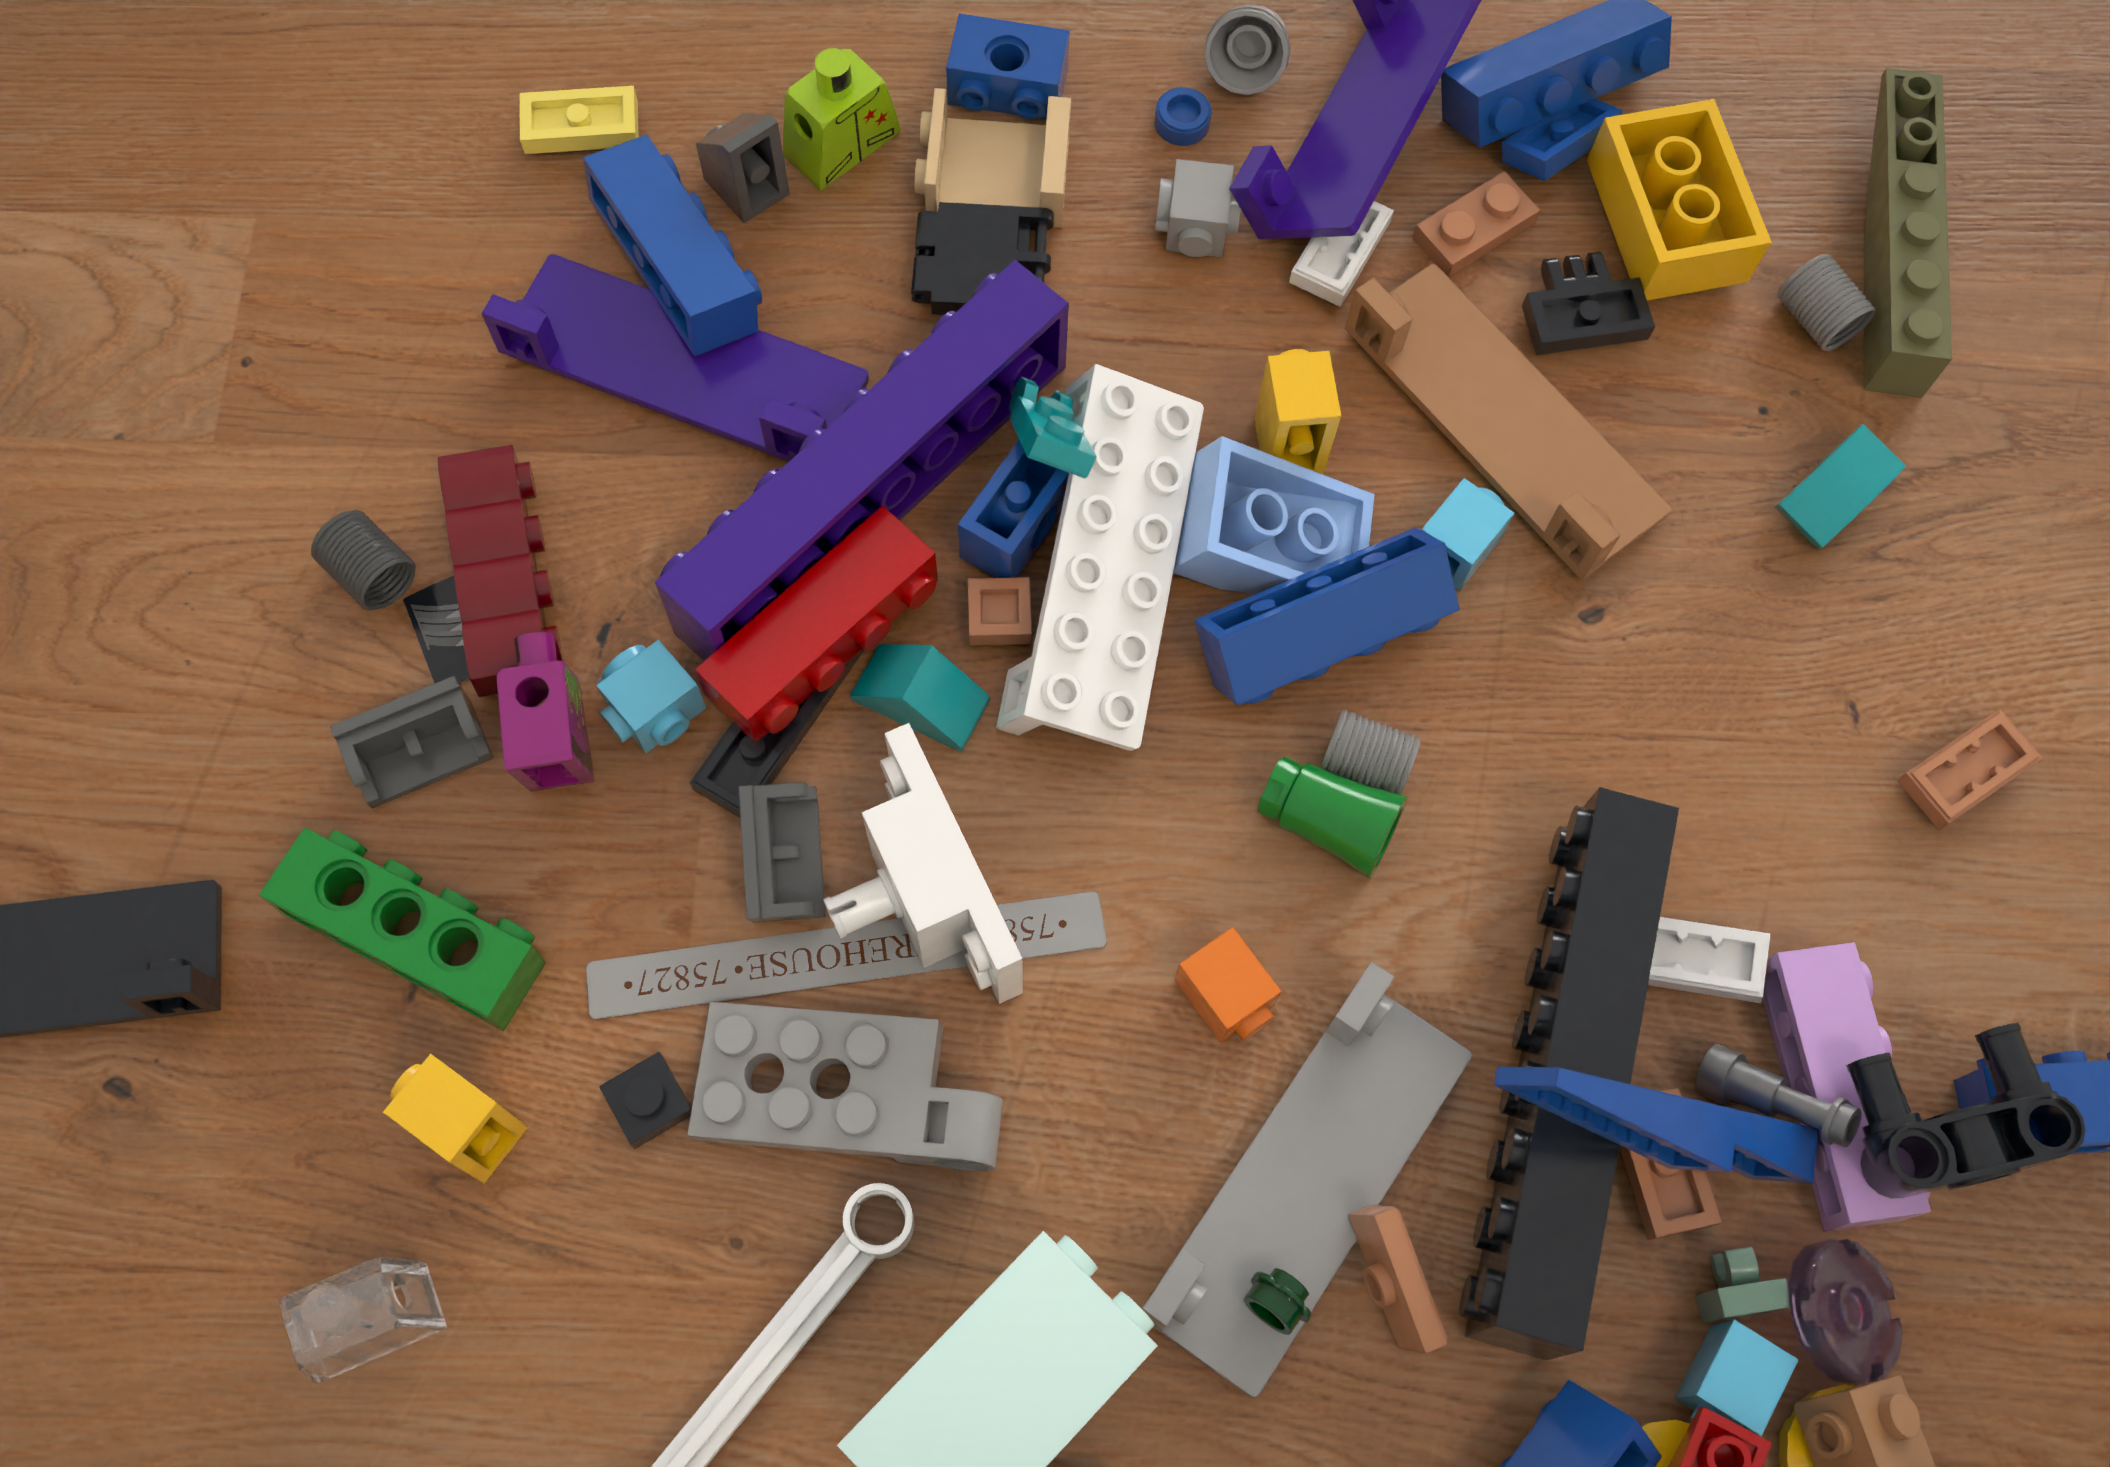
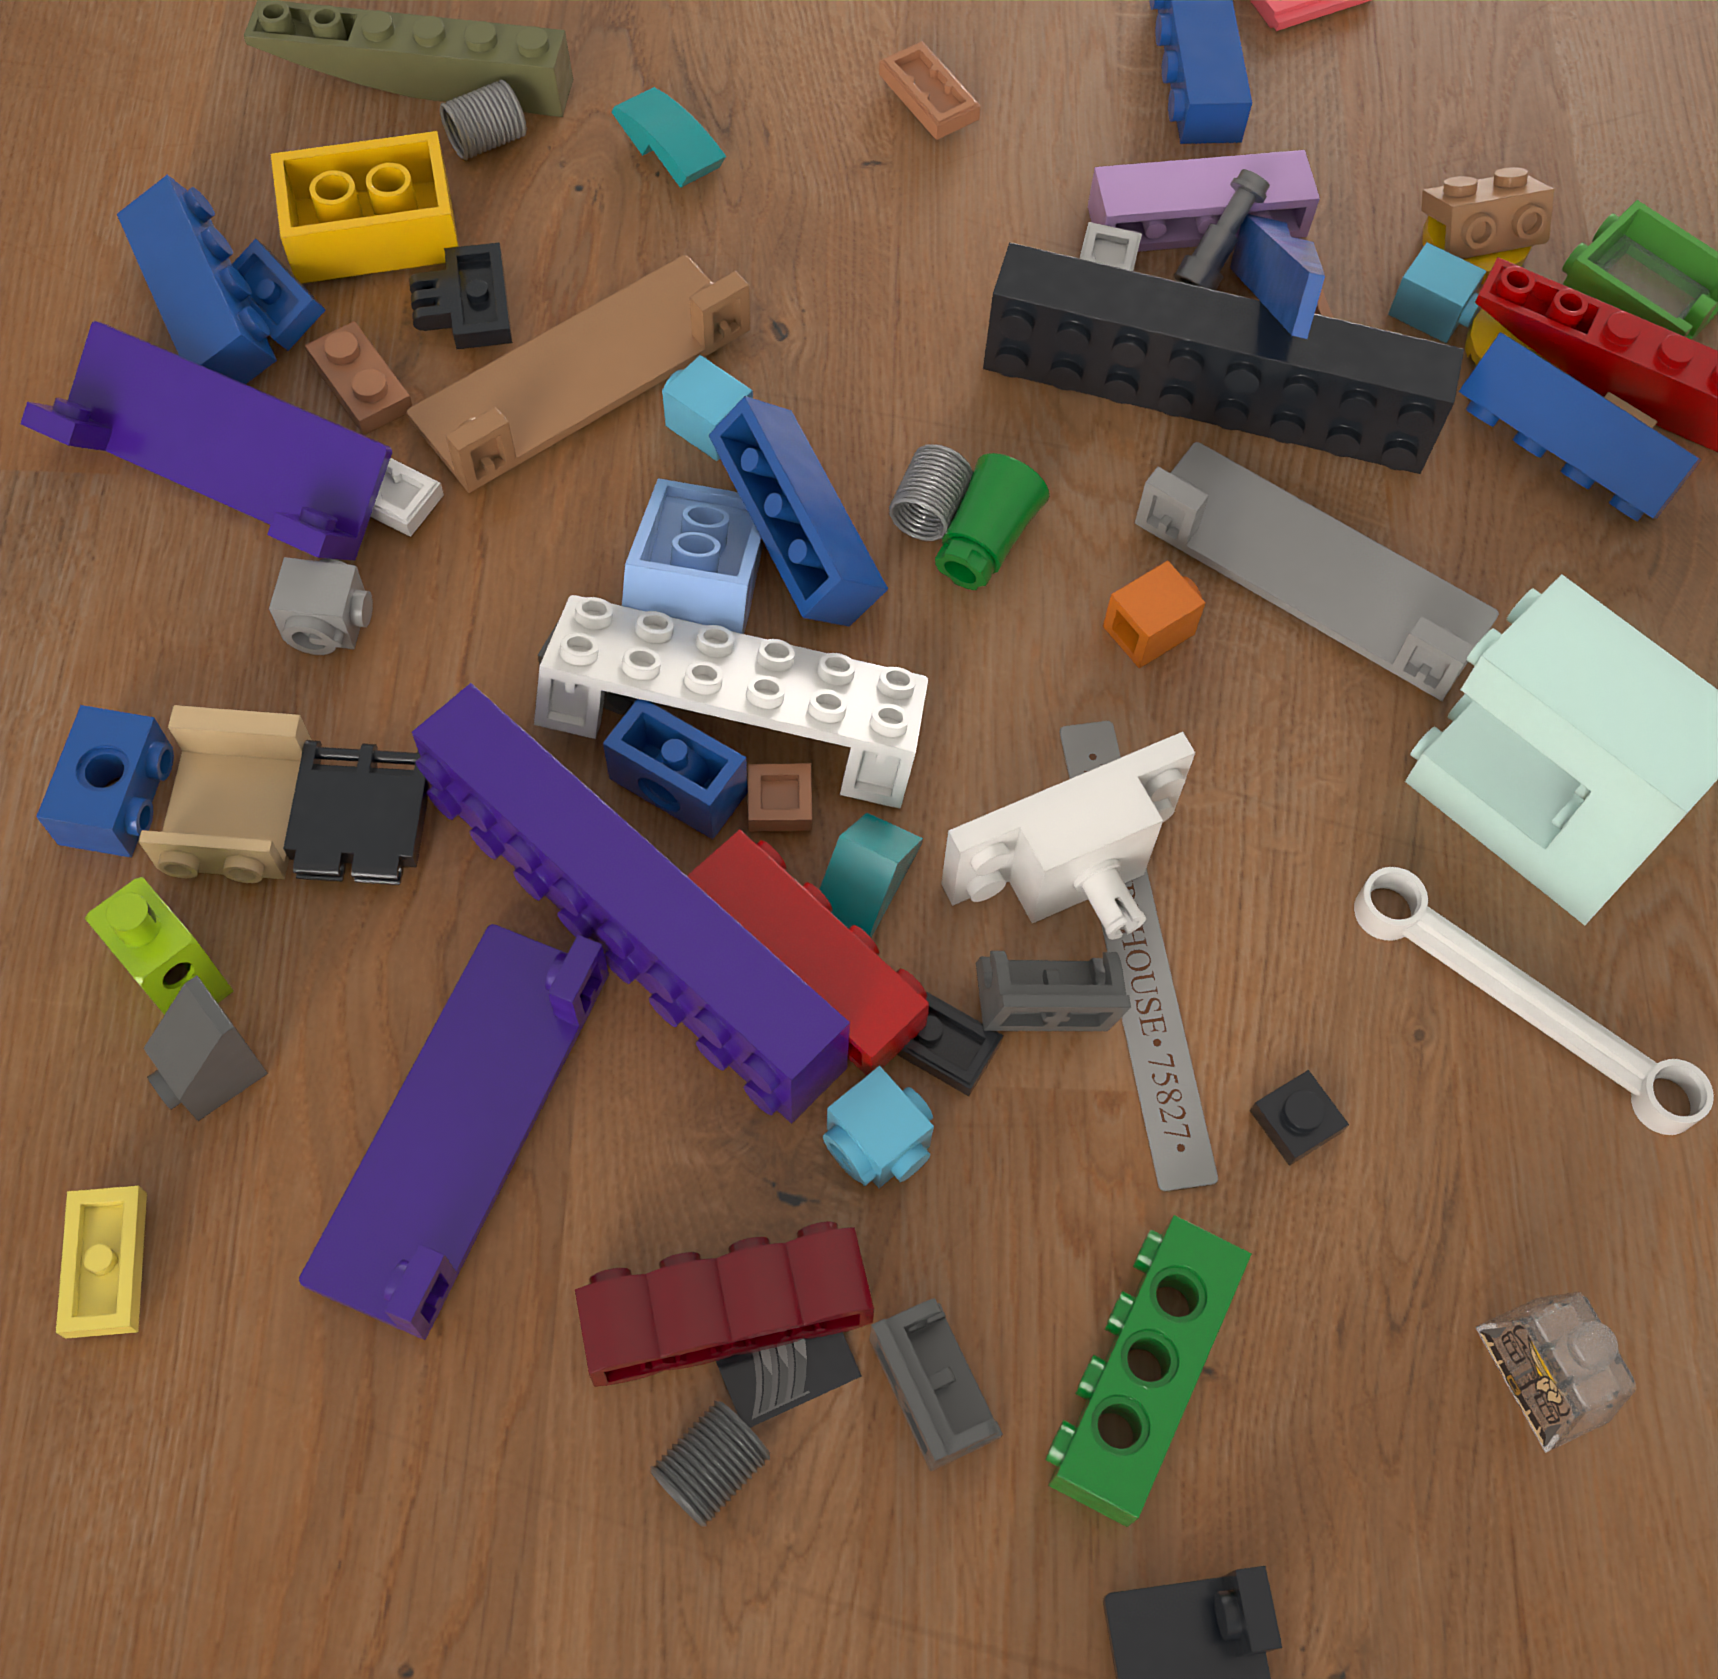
camera: 90 degrees left, 5 degrees down
(454, 1118) = (1361, 1275): yellow brick -> none
(545, 742) = (926, 1217): magenta torso -> none
(673, 244) = (308, 1130): blue brick -> none
(883, 1113) = (1287, 884): light grey hinge -> none
(1049, 429) = (607, 715): teal hinge -> none
(1182, 116) = (189, 622): blue tile -> none
(1247, 49) = (126, 543): light grey helmet -> none
(1278, 1300) = (1427, 582): dark green plate -> none
(1298, 408) = (584, 516): yellow brick -> none
(1396, 1279) = (1395, 499): nougat plate -> none
(1739, 1288) = (1370, 282): sand green tile -> none
(1844, 1312) = (1382, 218): tile -> none
(1969, 1142) = (1260, 107): black piece -> none

